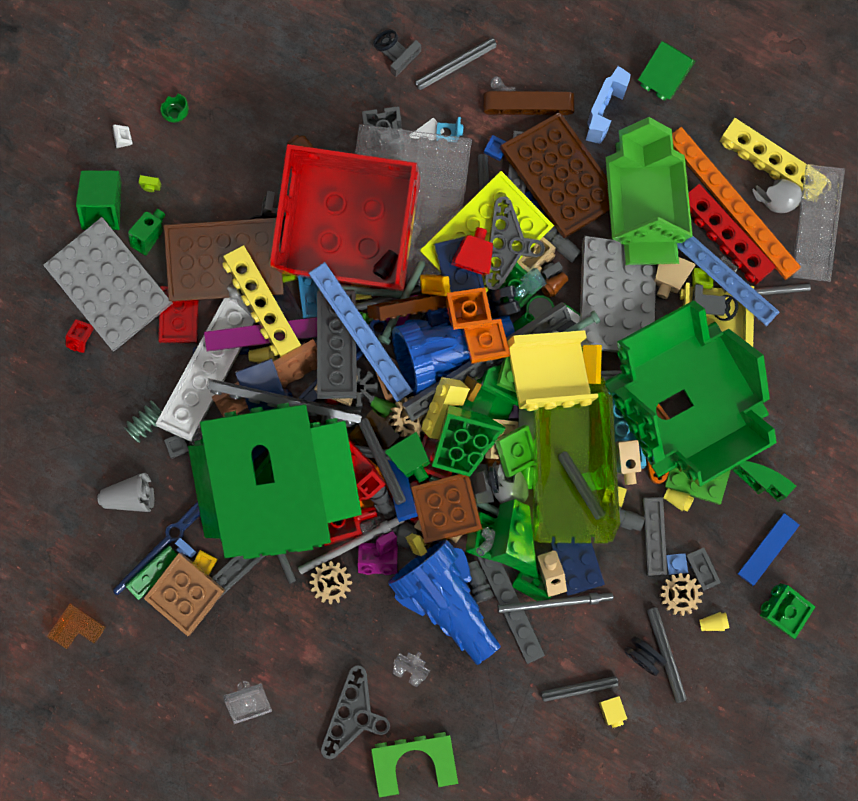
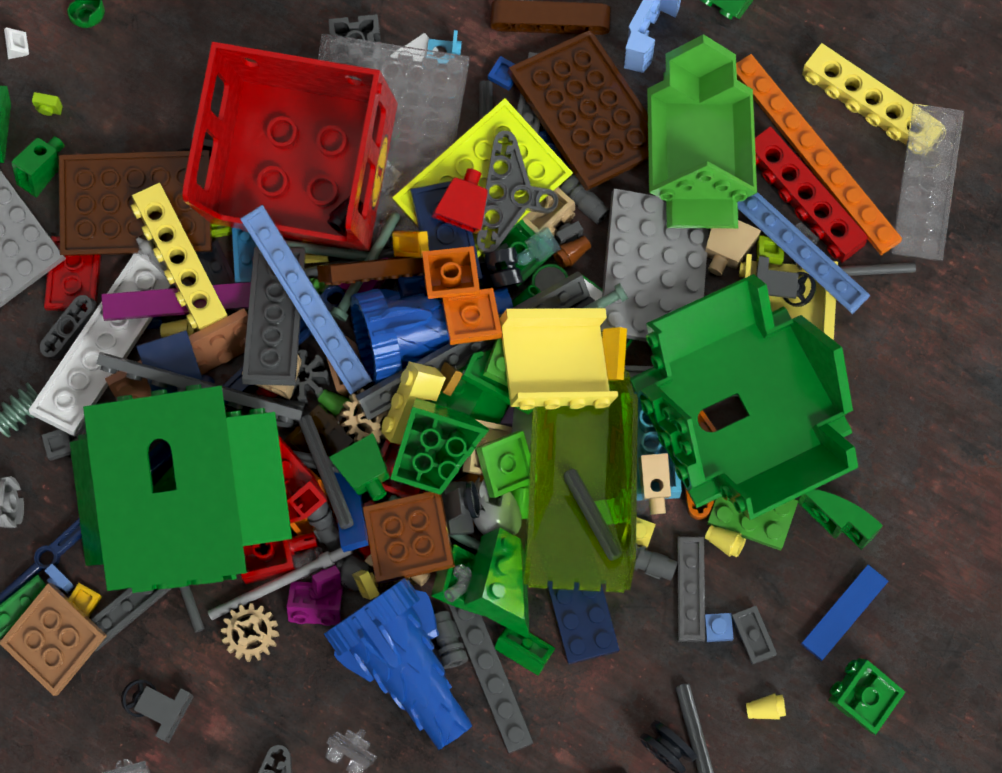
camera: 10 degrees right, 5 degrees down
(171, 356) = (58, 328): none -> dark grey beam
(265, 641) = (157, 707): none -> dark grey piece
(551, 569) = (545, 624): tan torso -> none
(591, 598) = (602, 668): dark grey bar -> none
(688, 600) = (713, 658): tan gear -> none
(780, 197) = (878, 147): light grey helmet -> none

